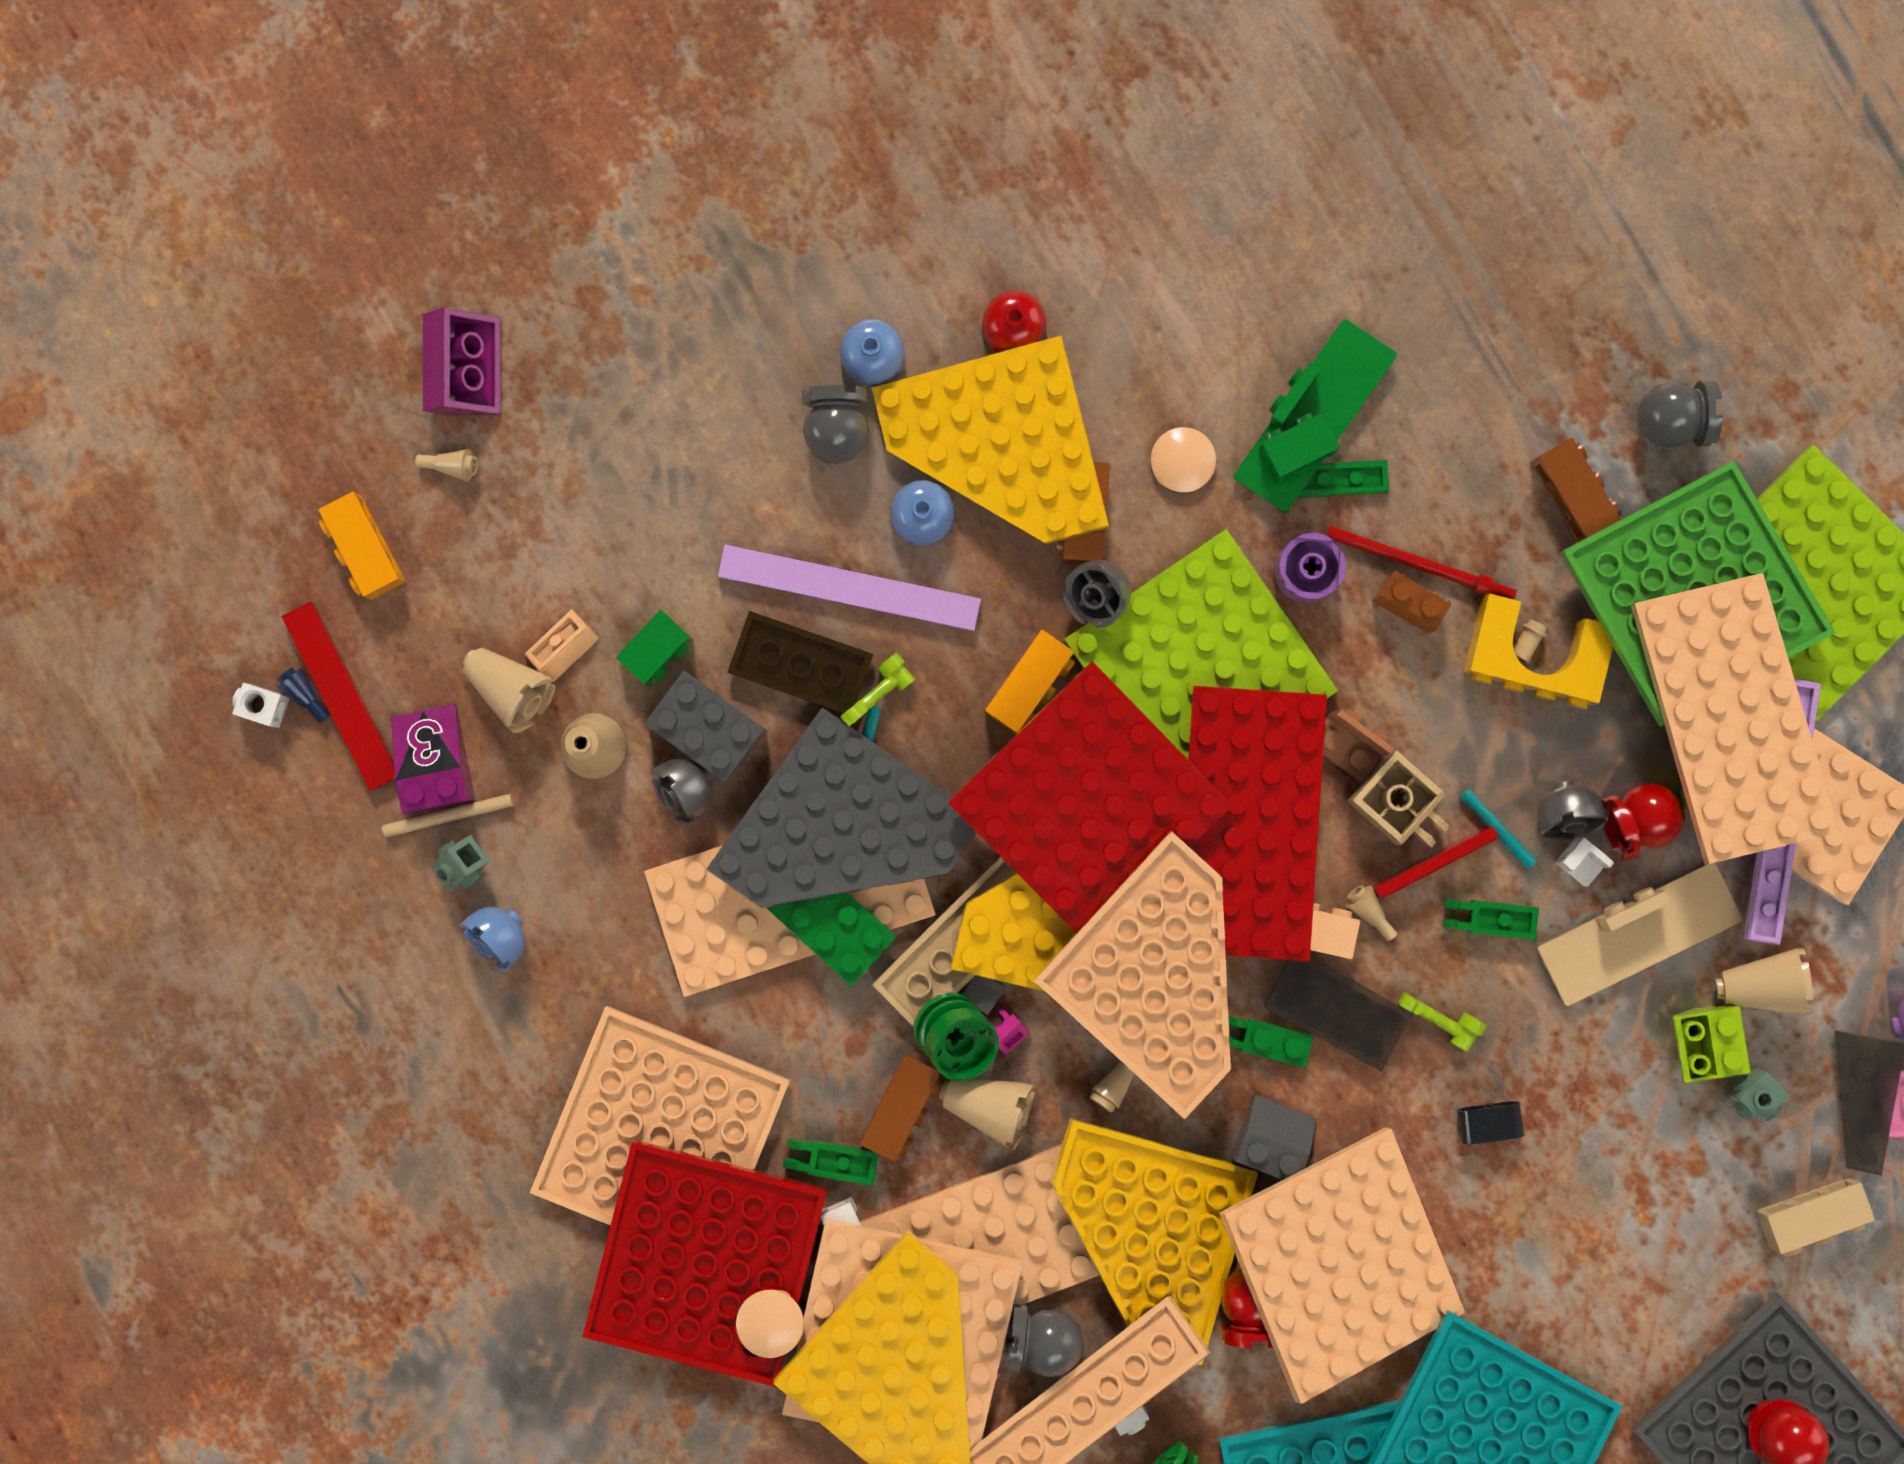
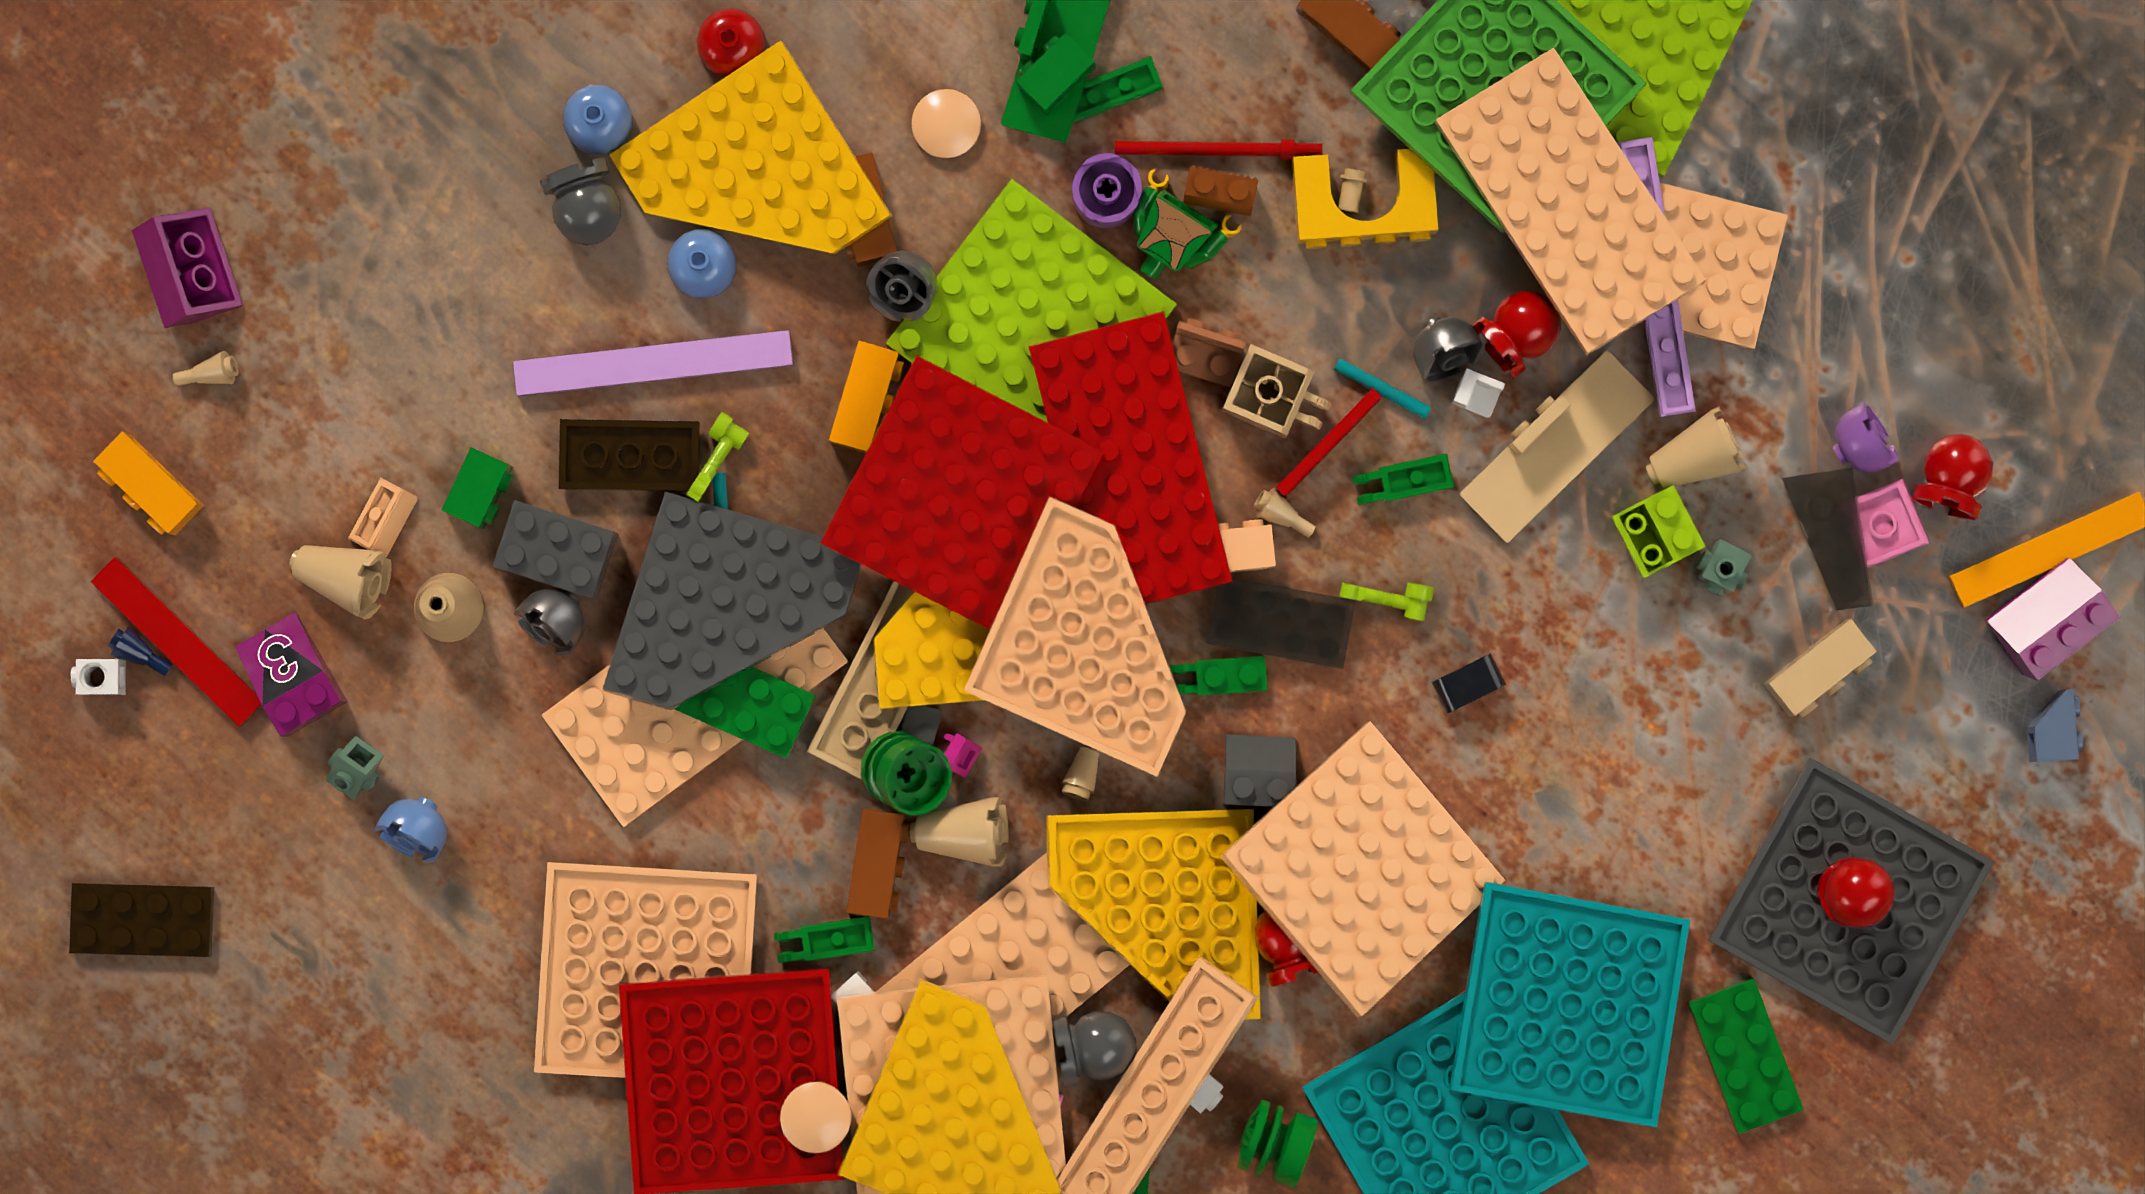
camera: 20 degrees left, 0 degrees up
(225, 935) = (141, 920): none -> dark brown plate
(447, 815) = (325, 725): tan bar -> none
(1359, 625) = (1174, 231): none -> torso

